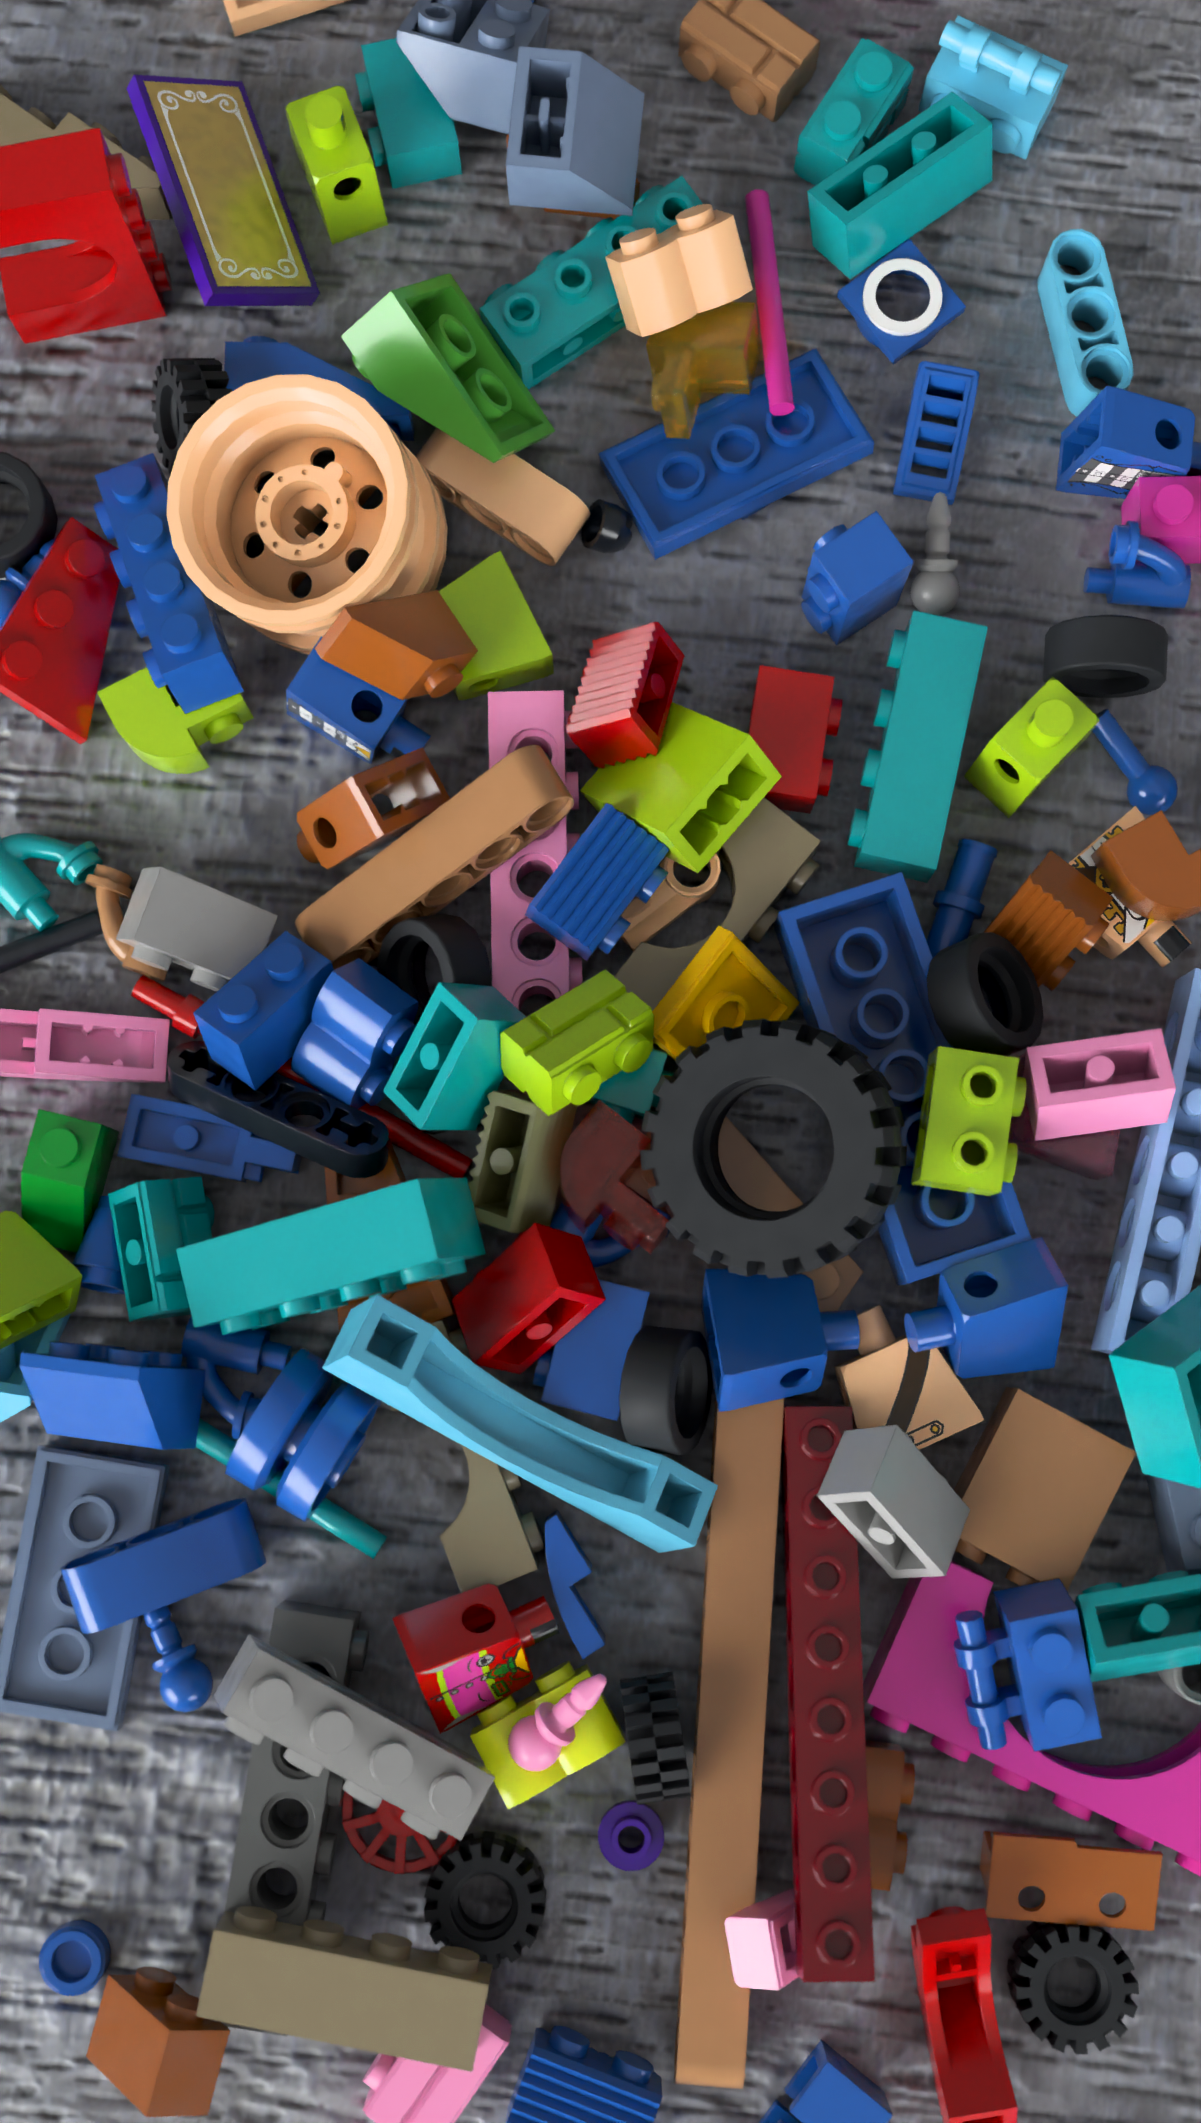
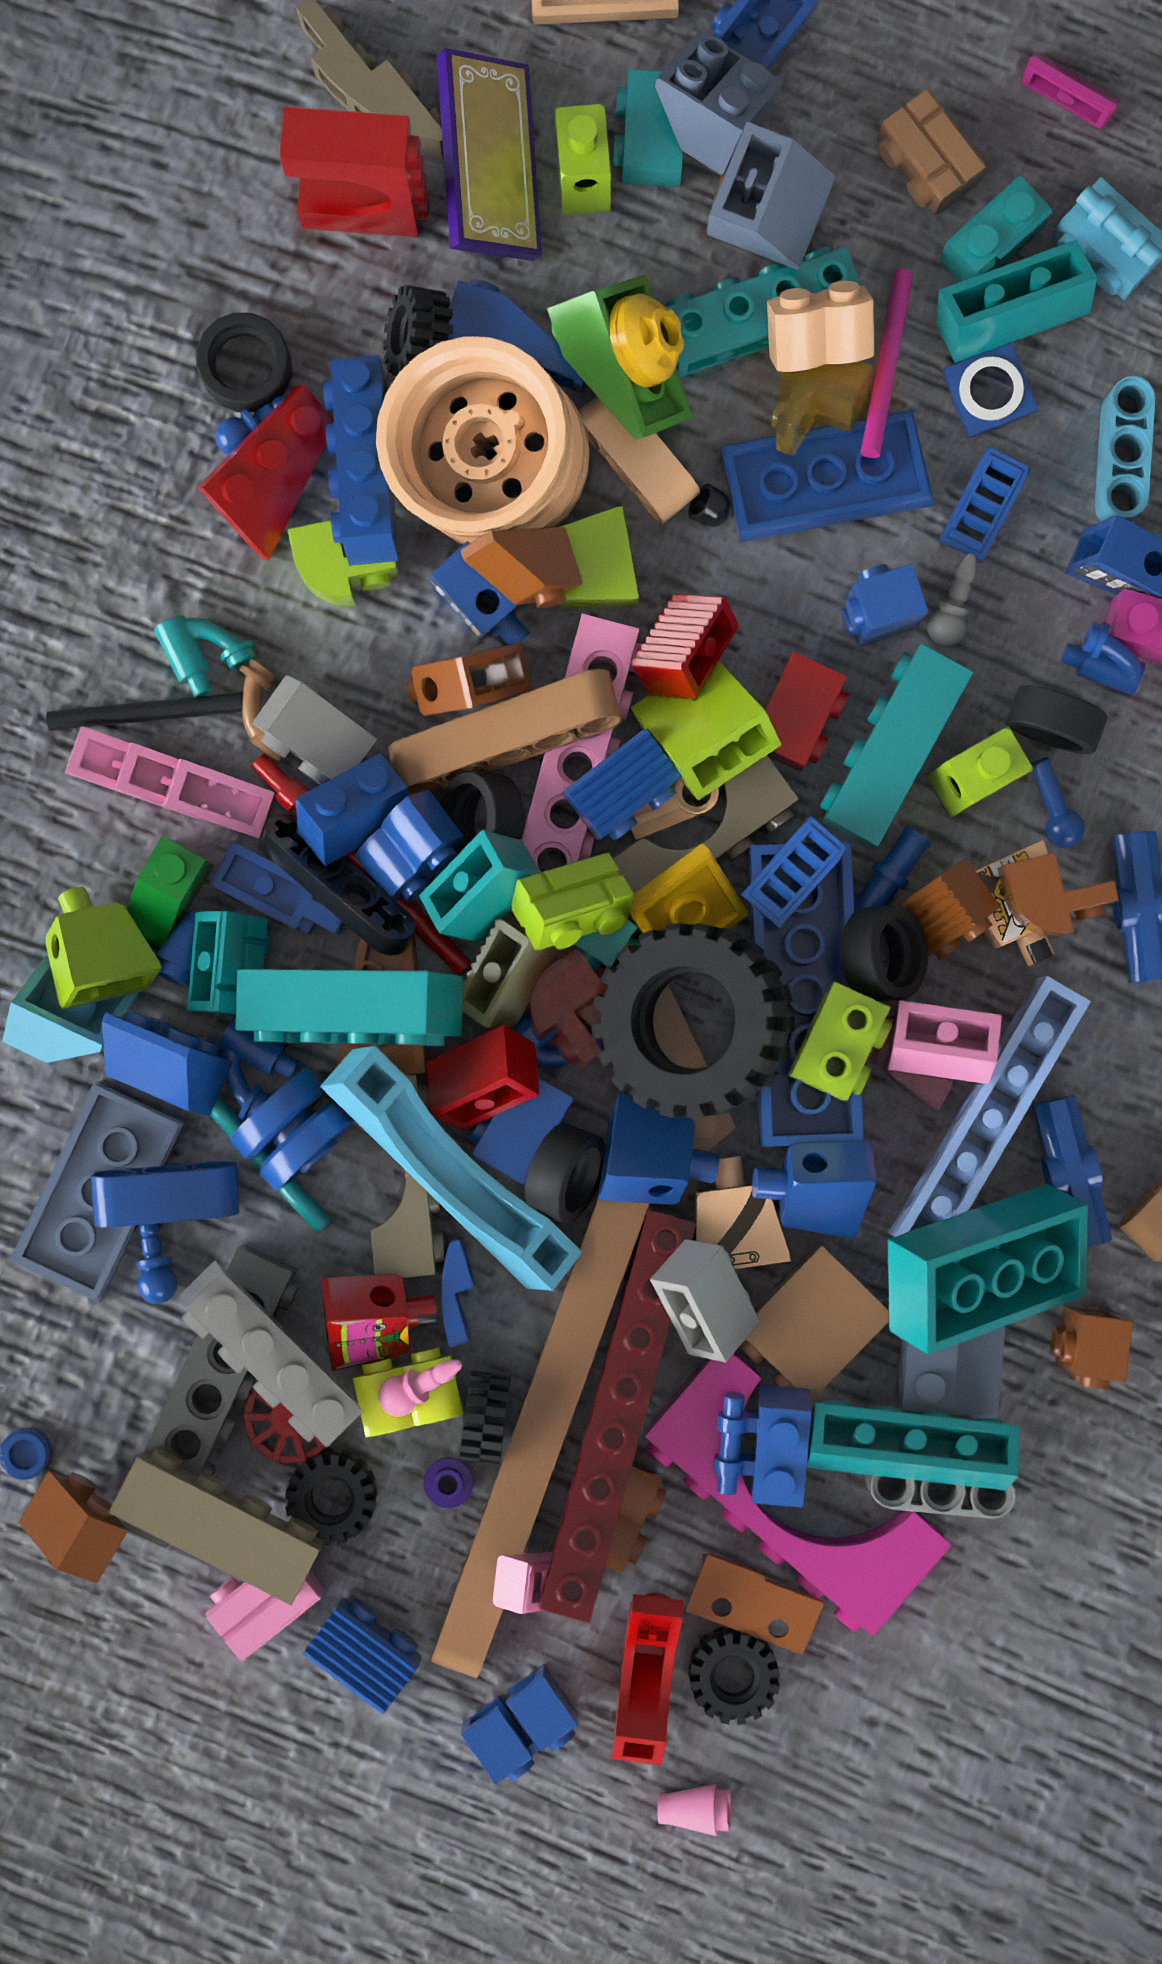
camera: 15 degrees right, 5 degrees up
(472, 339) = (645, 339): none -> yellow piece
(866, 874) = (824, 840): none -> blue slope

